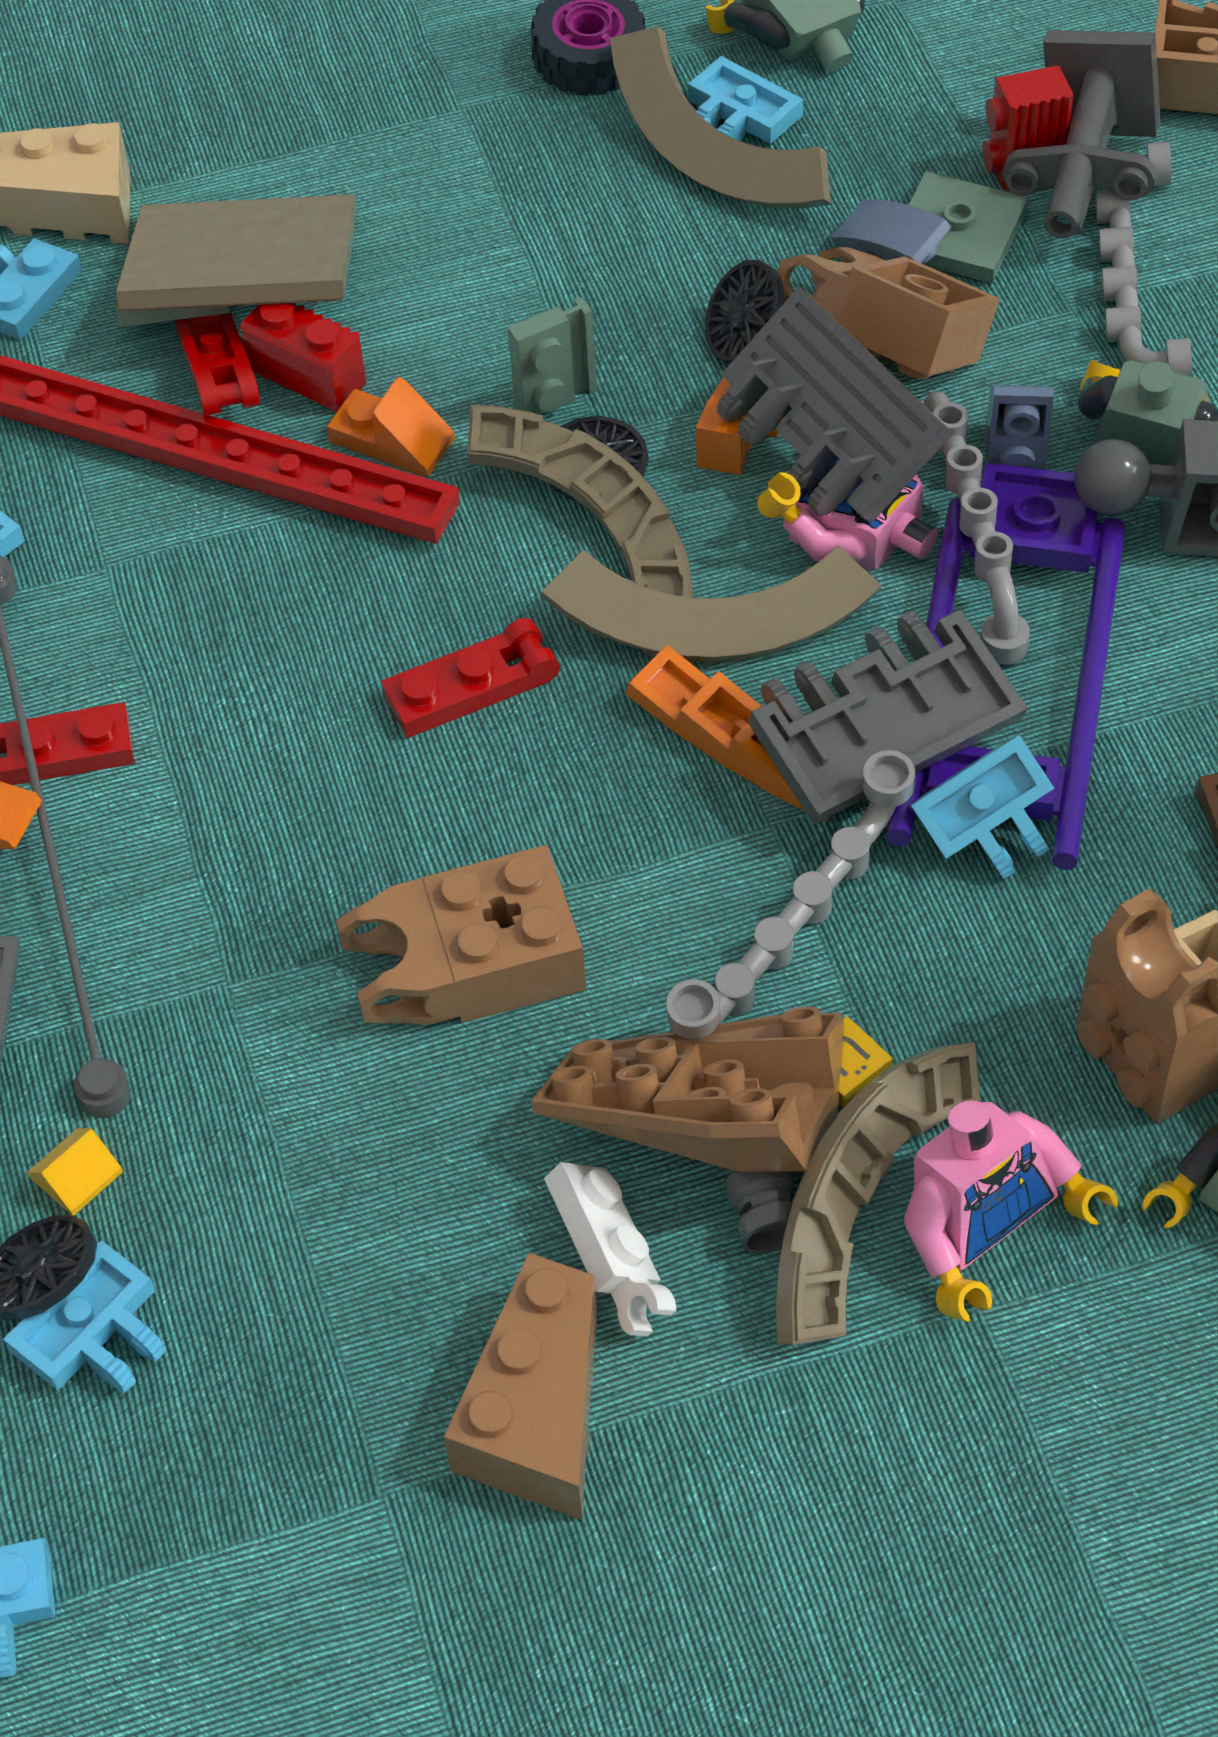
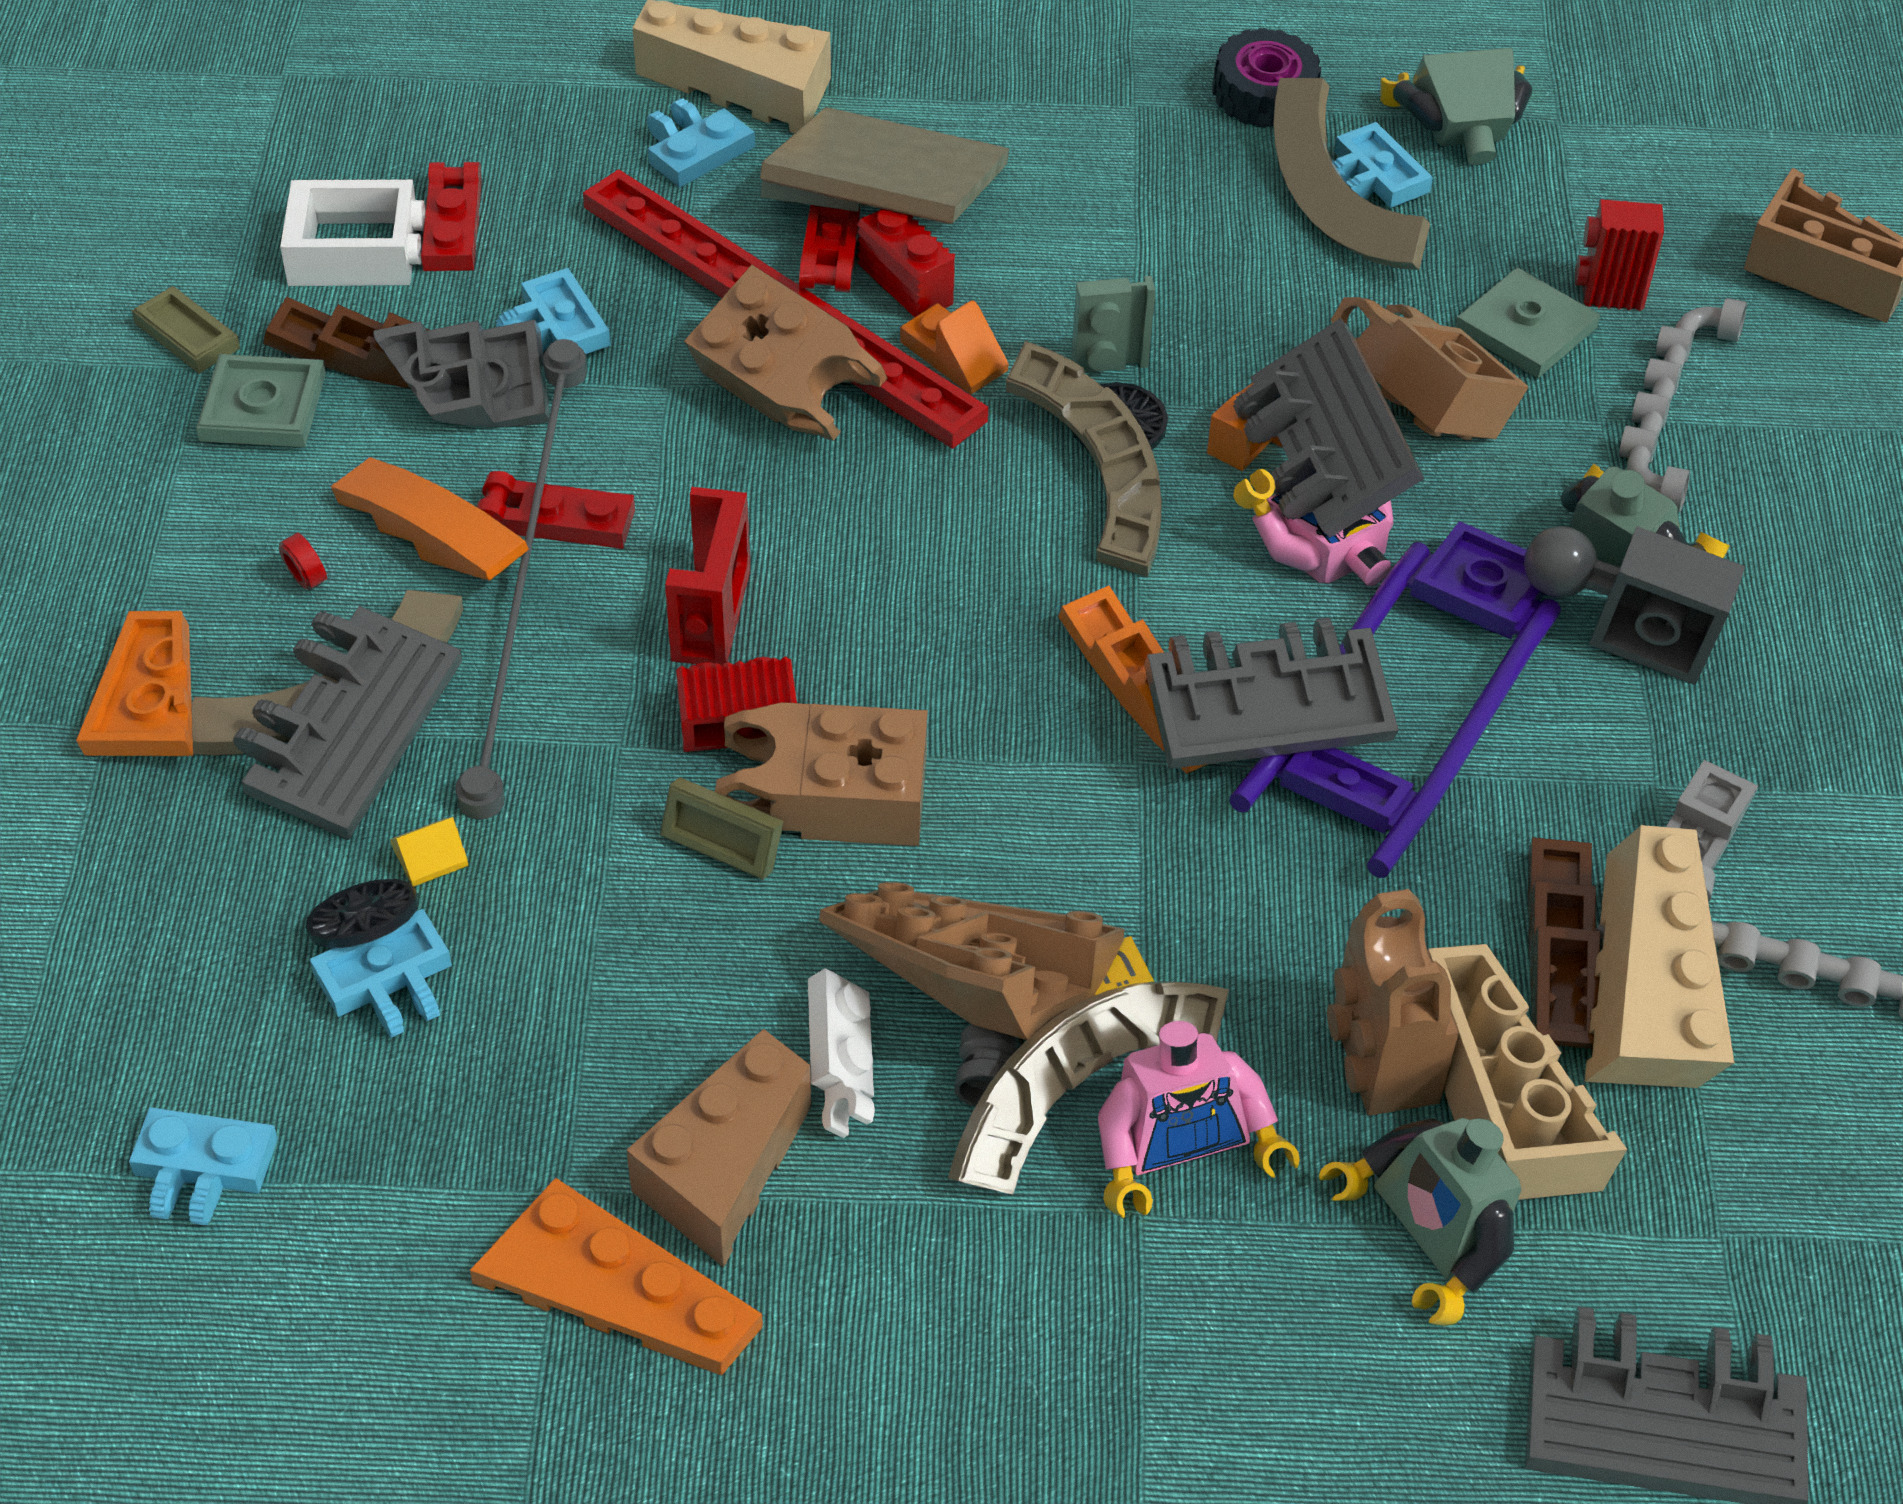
camera: 15 degrees right, 5 degrees down
(219, 496) = (780, 353): none -> medium nougat brick
(255, 802) = (708, 601): none -> red window
(311, 896) = (715, 691): none -> red brick
(379, 1042) = (721, 828): none -> olive tile
(460, 1571) = (600, 1269): none -> orange wing
(470, 678) = (933, 565): red plate -> none
(698, 1007) = (994, 877): light grey bar -> none
(711, 627) = (1159, 585): dark tan tile -> none
(741, 307) = (1297, 324): black wheel -> none
(892, 230) = (1462, 305): sand blue slope -> none
(983, 798) = (1325, 791): medium azure hinge -> none
(1004, 631) = (1413, 668): light grey bar -> none
(1018, 425) = (1500, 496): sand blue slope -> none
(1112, 96) = (1704, 243): dark grey piece -> none

